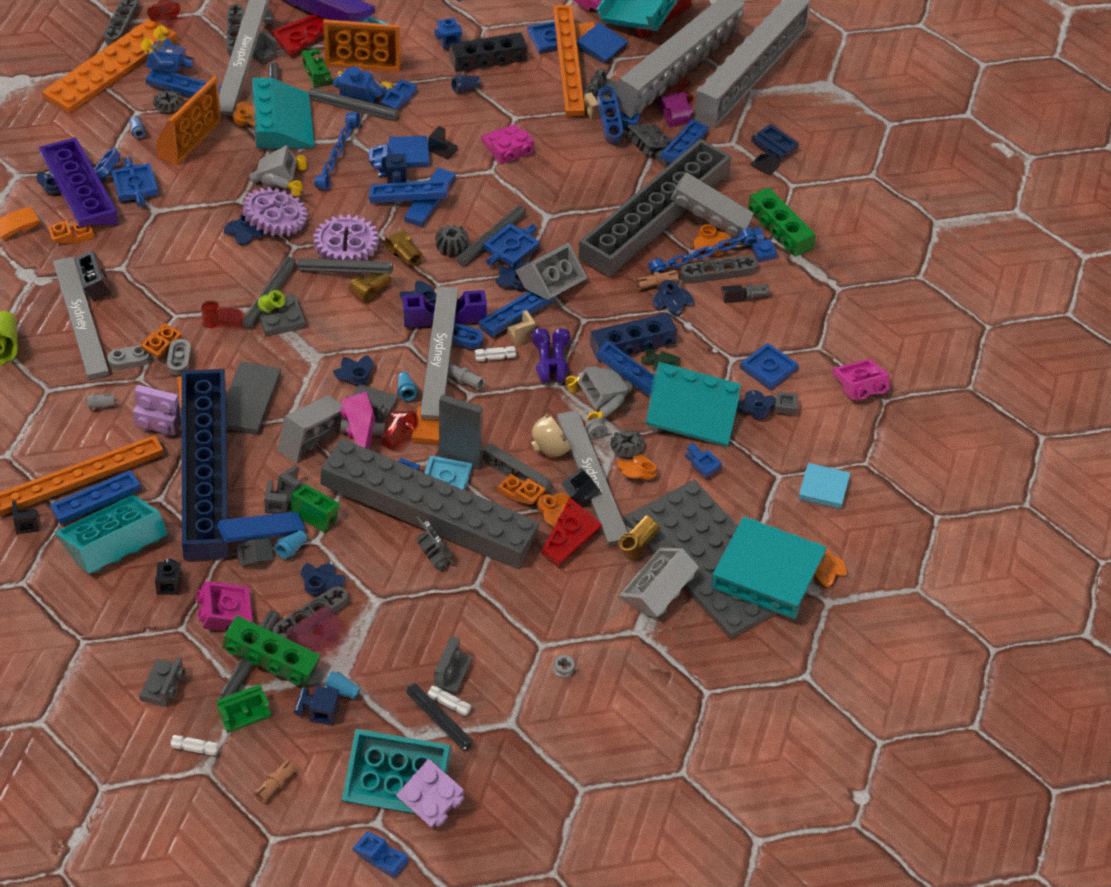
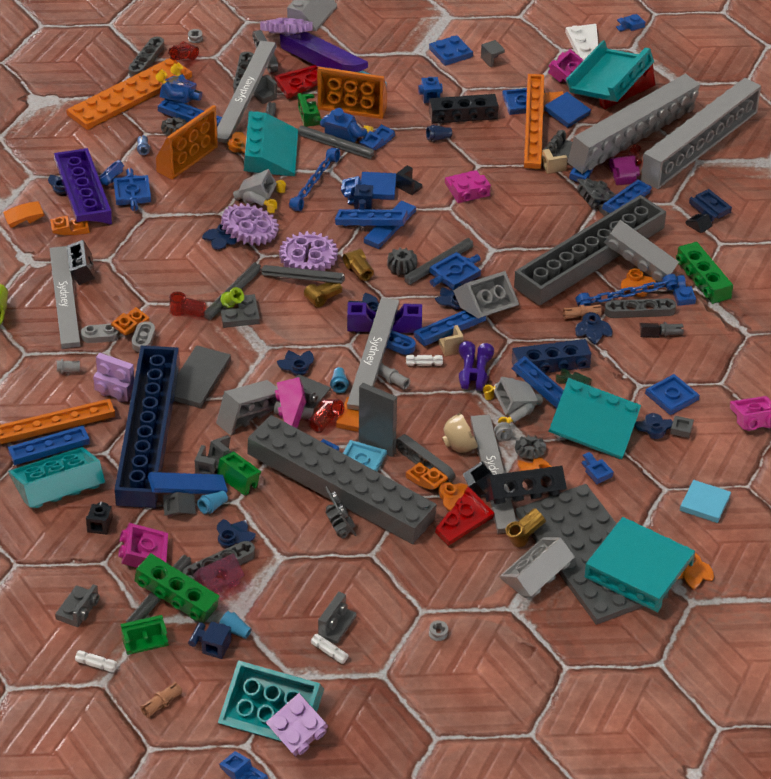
camera: 10 degrees right, 5 degrees down
(439, 716) = (318, 661): black axle -> none
(599, 494) = (552, 476): none -> black brick
(609, 123) = (562, 161): blue beam -> none

